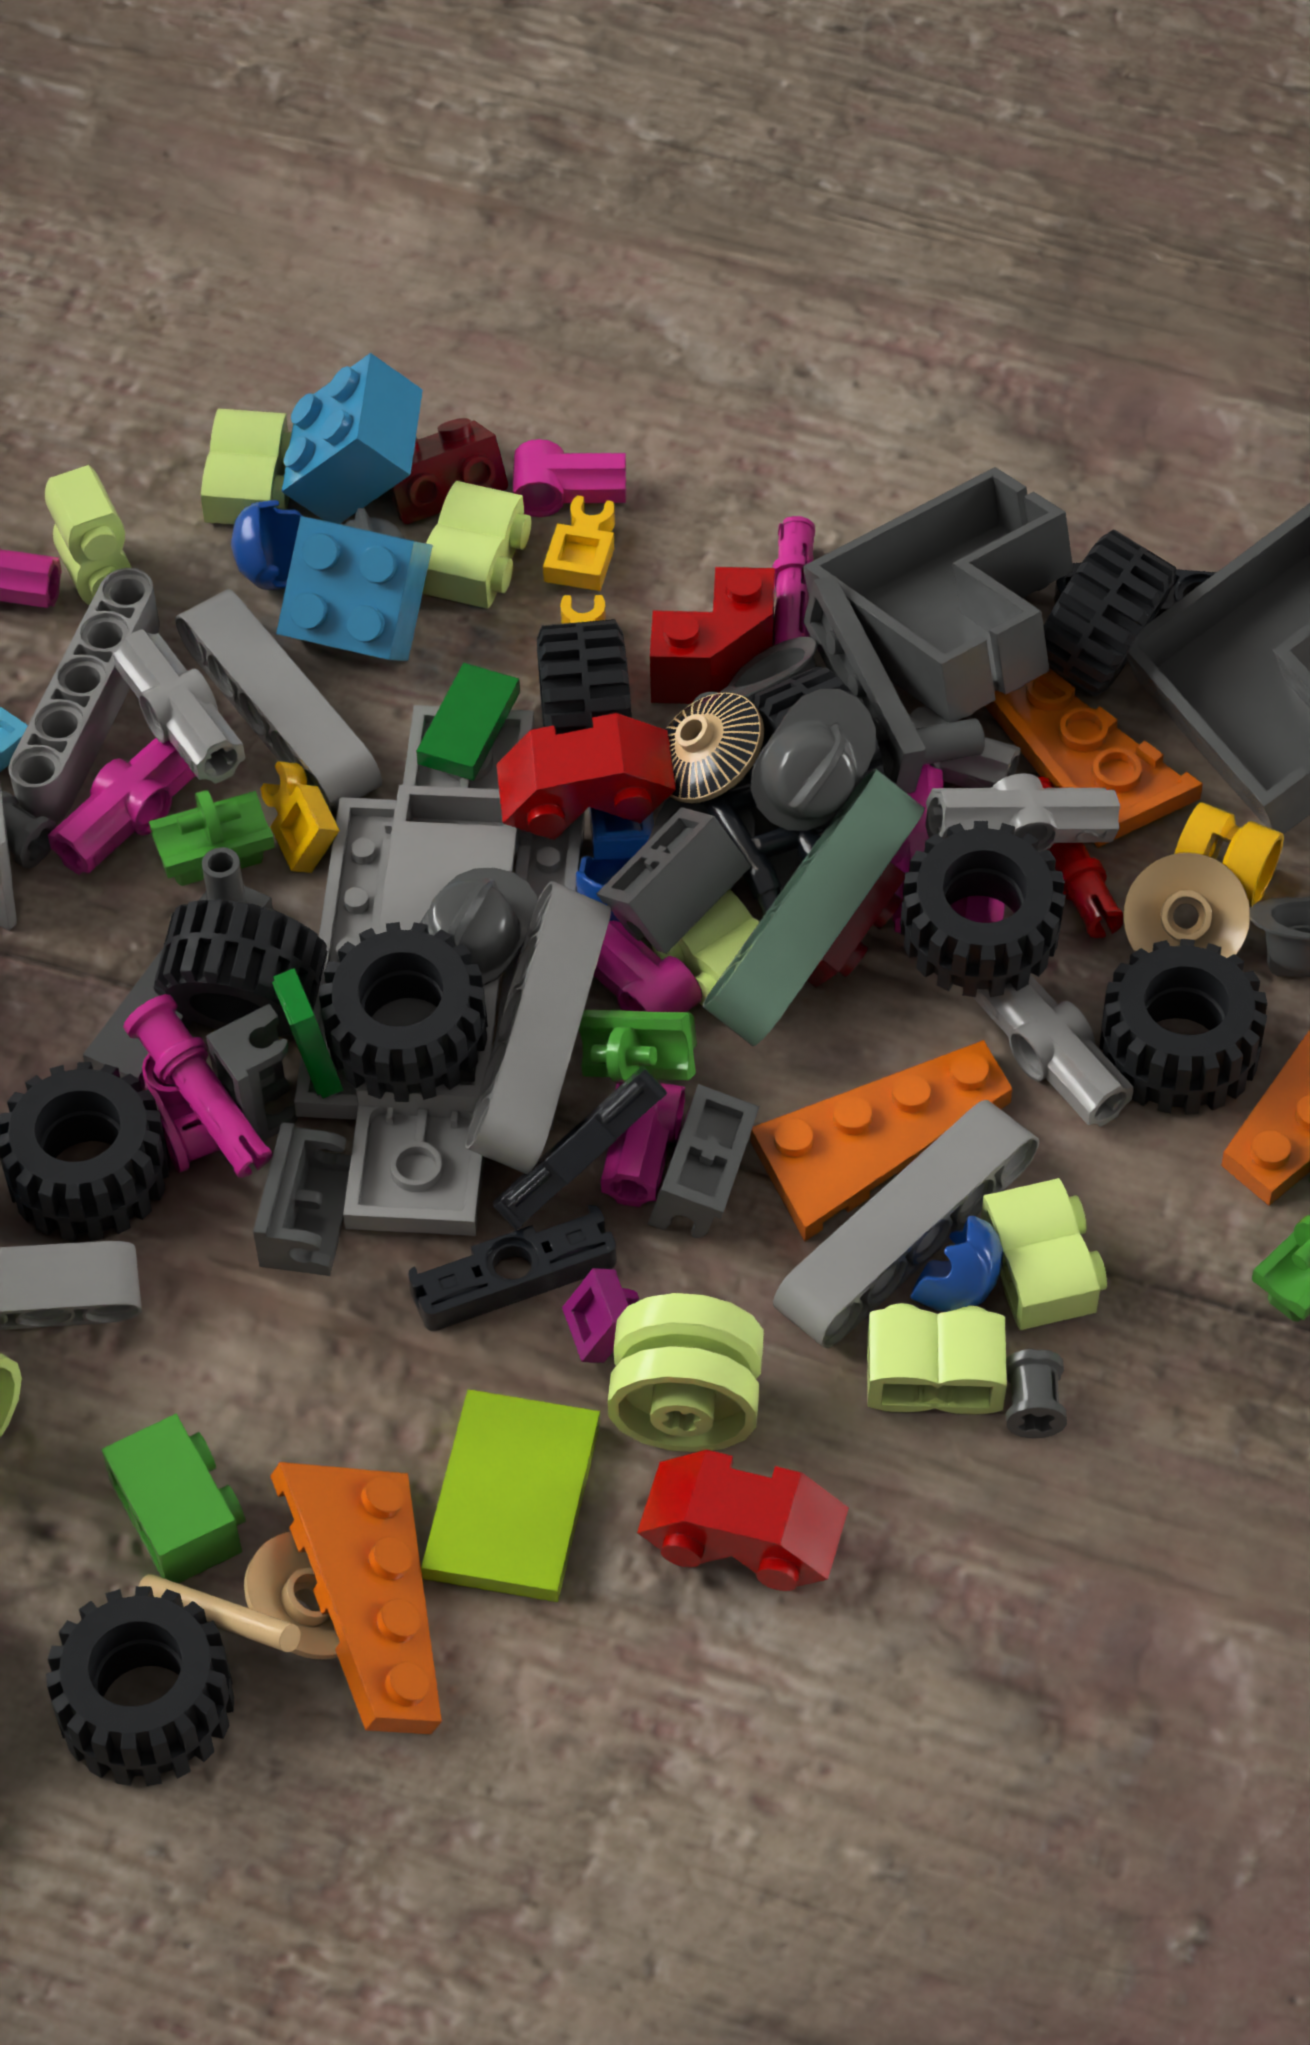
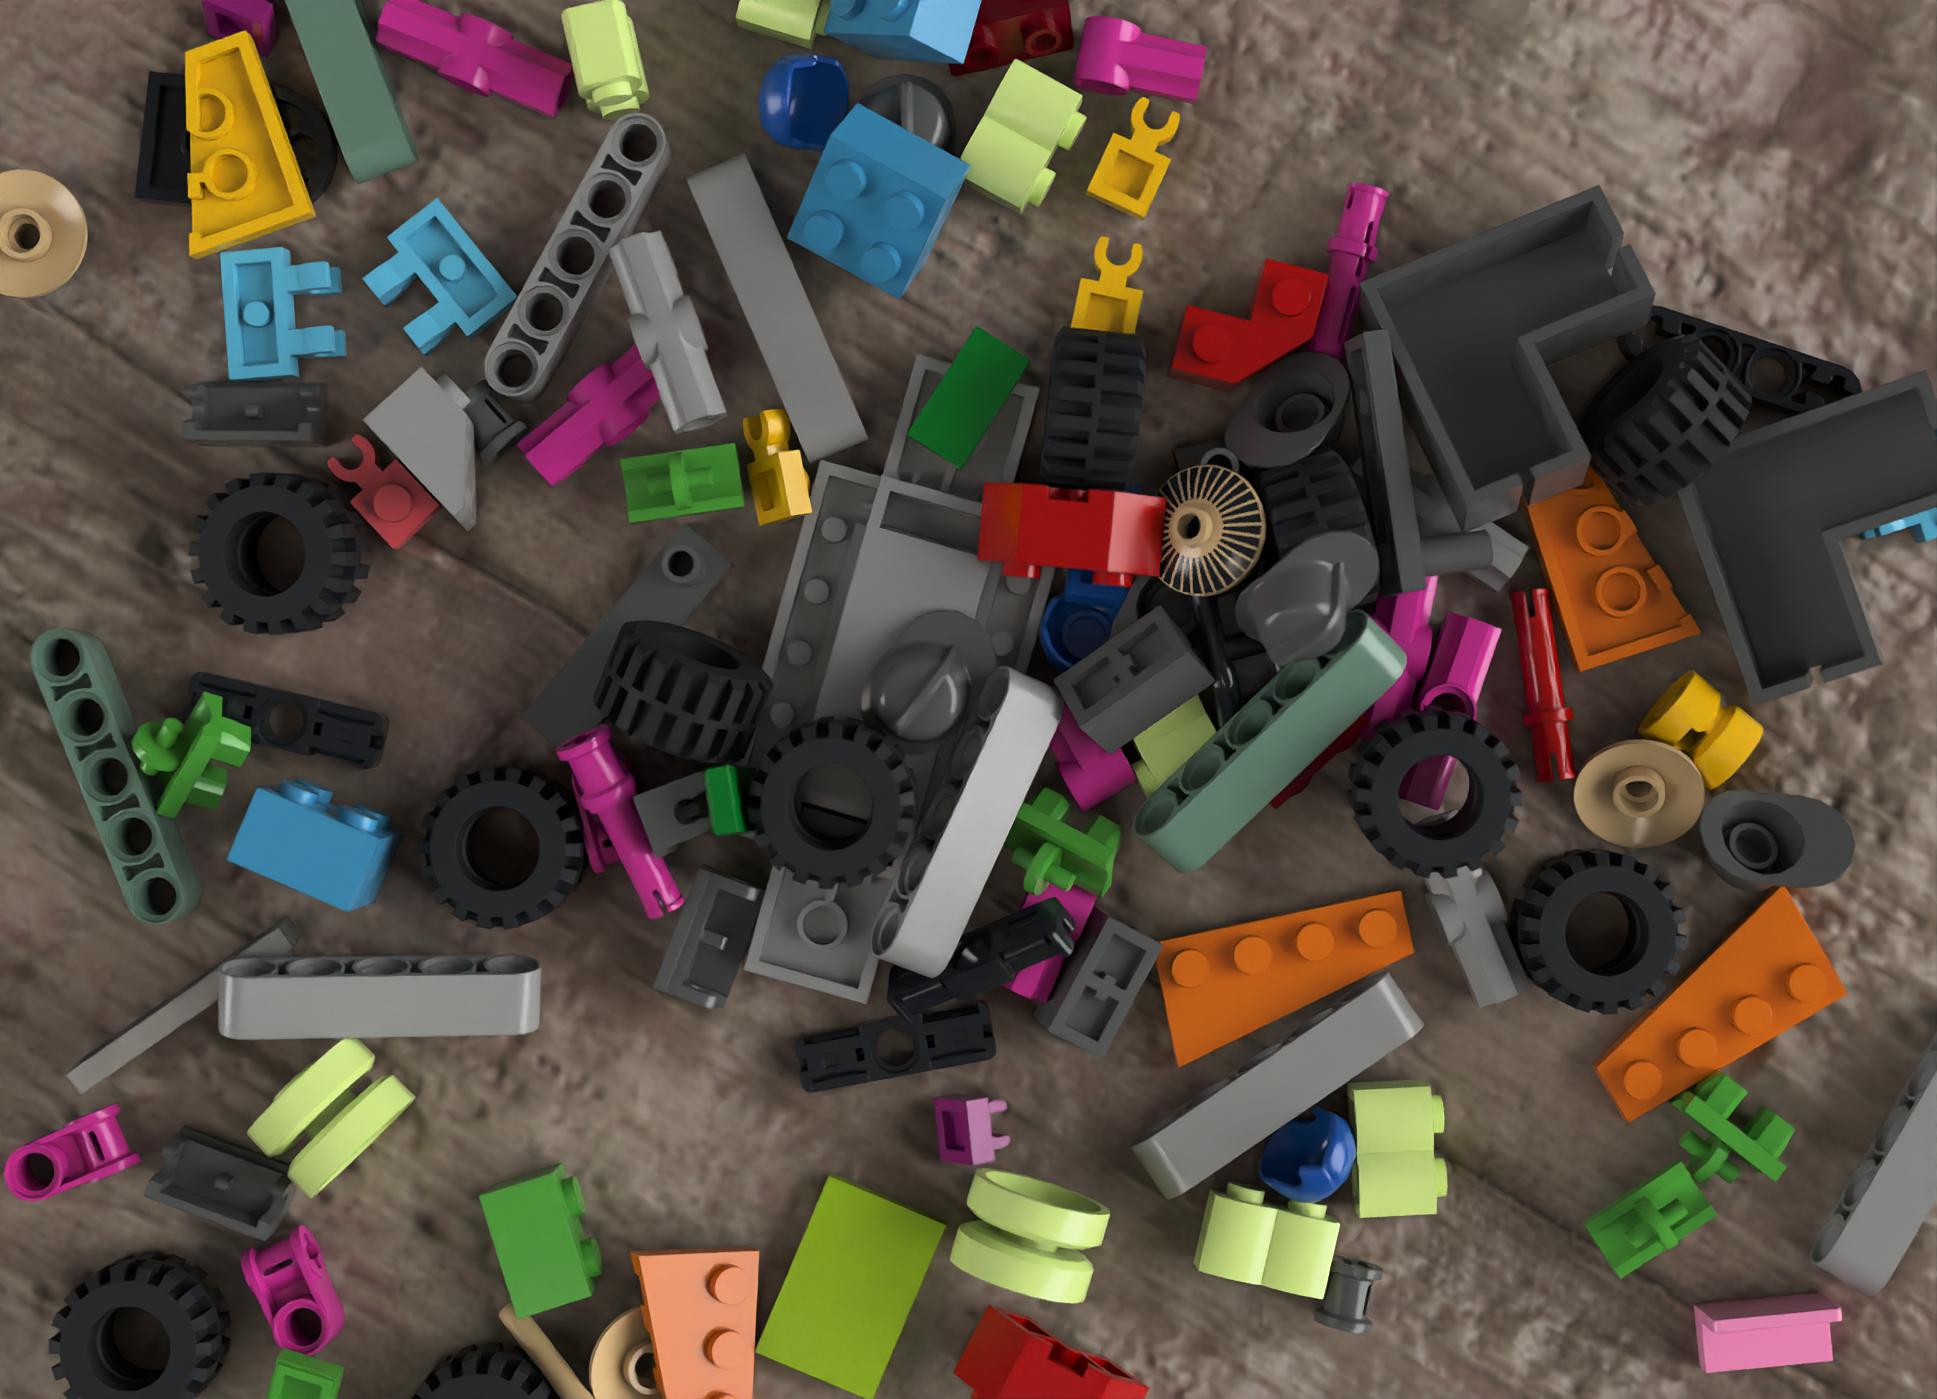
camera: 10 degrees right, 35 degrees up
(1021, 801) = (1505, 671): light grey piece -> none

